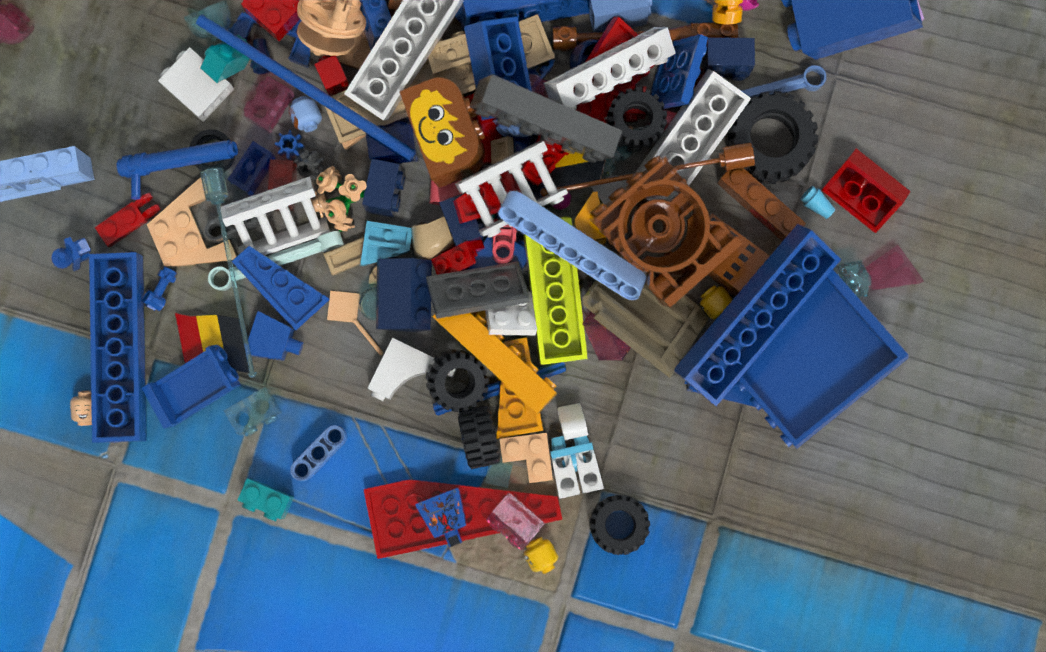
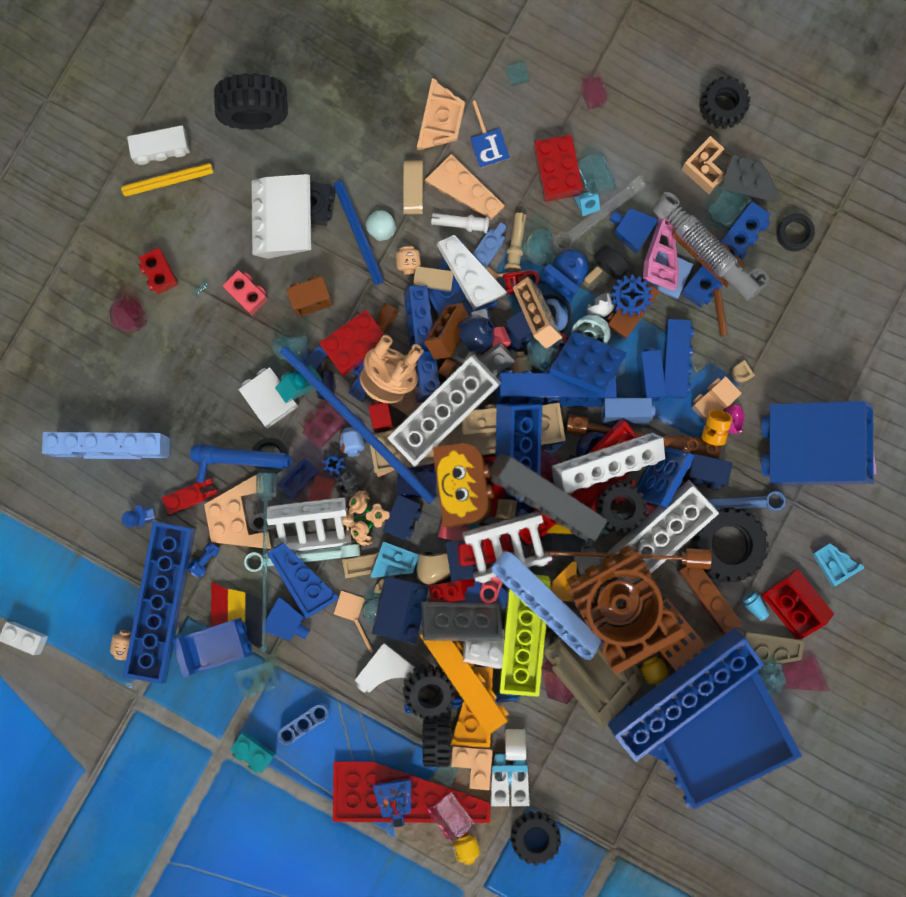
camera: 15 degrees right, 0 degrees up
(854, 245) = (775, 648): none -> dark tan wing
(899, 135) = (835, 564): none -> medium azure wing

